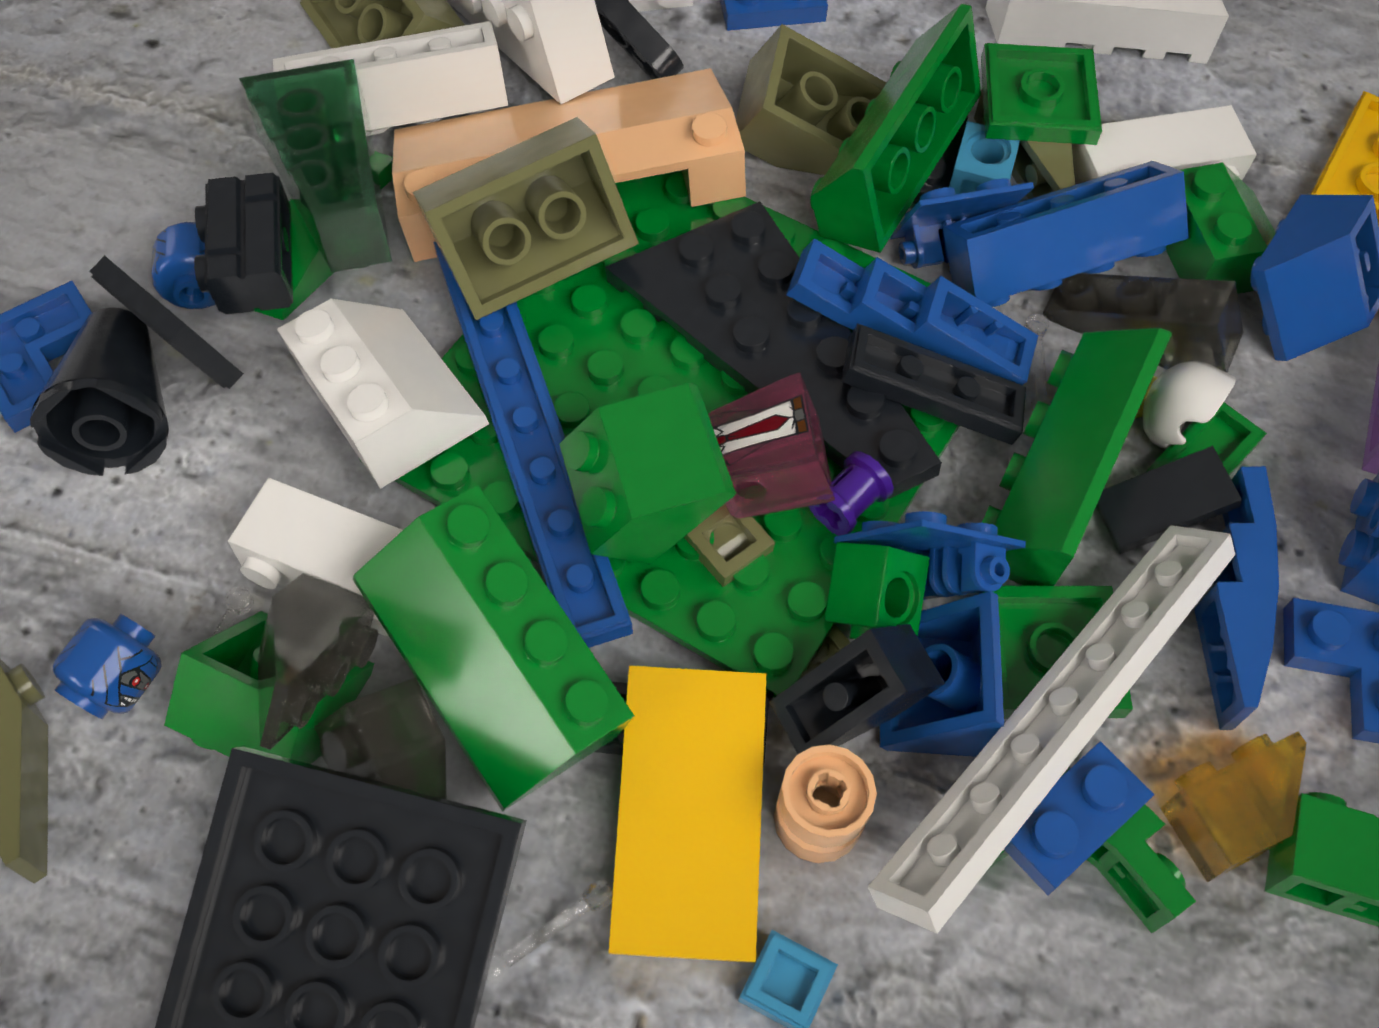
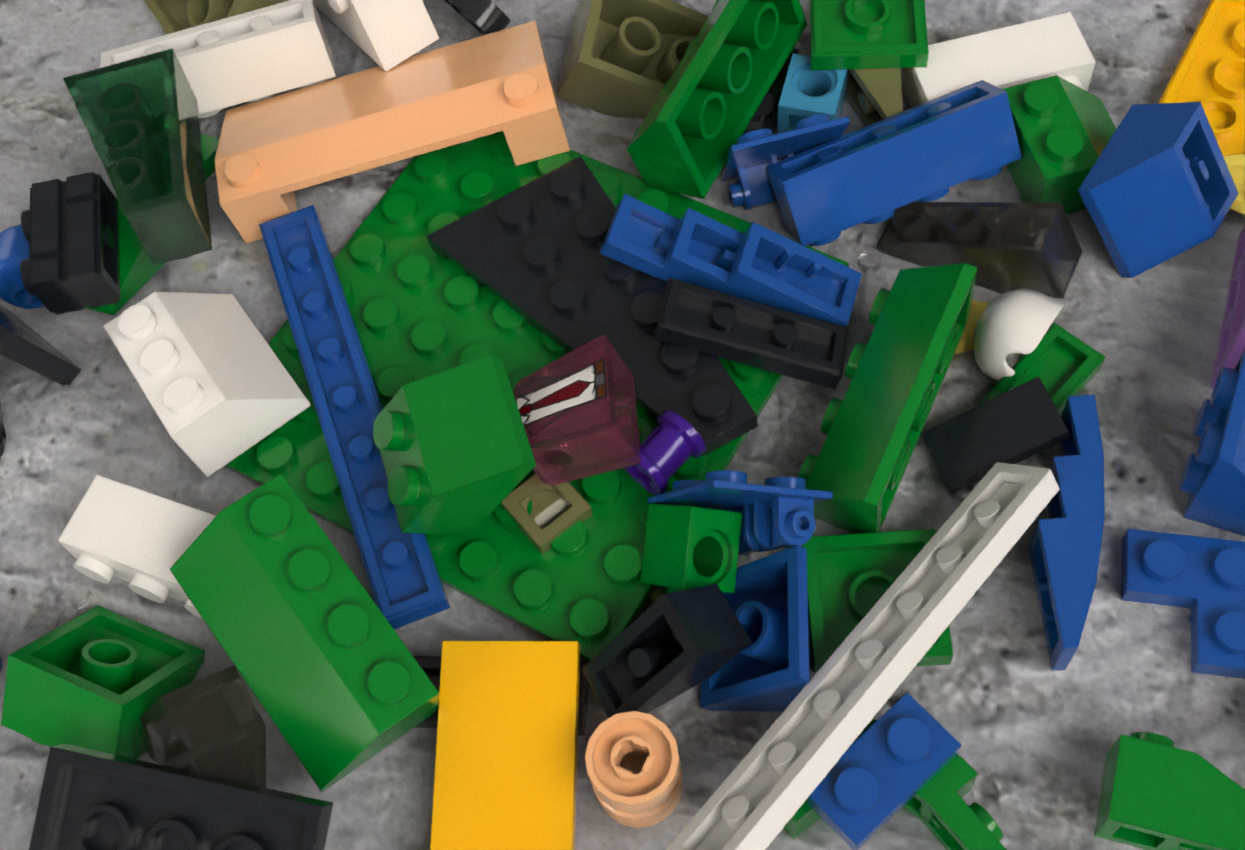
camera: 10 degrees right, 0 degrees up
(307, 650) = (131, 639): clear smoke slope -> none
(527, 217) = (338, 197): olive slope -> none
(1241, 808) = (1062, 752): clear yellow slope -> none

